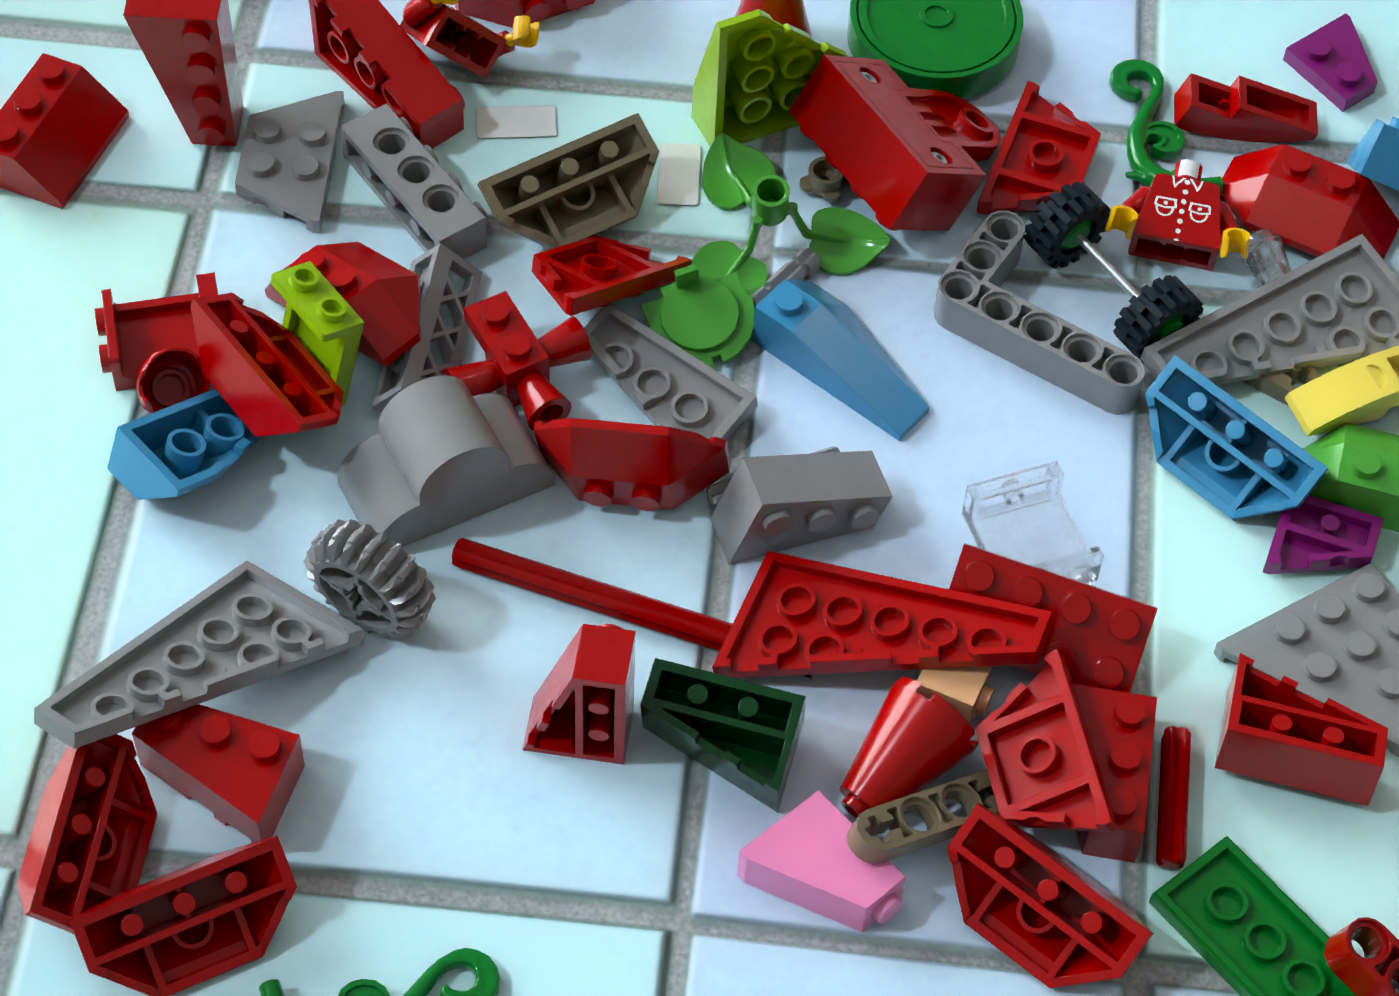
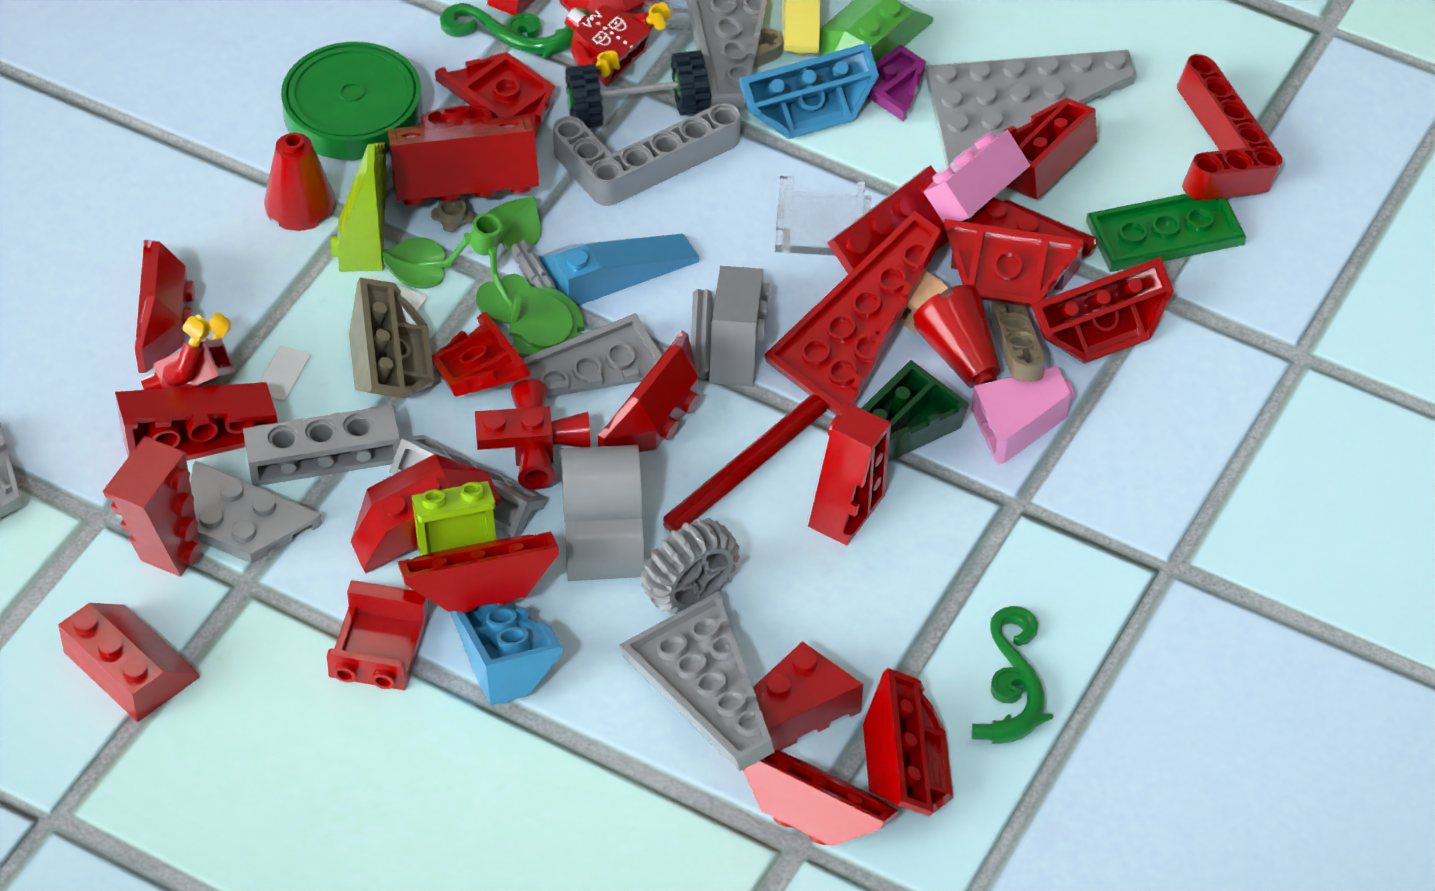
camera: 65 degrees left, 5 degrees down
(170, 378) = (436, 640): red hair -> none
(1161, 663) = (976, 176): none -> bright pink wedge

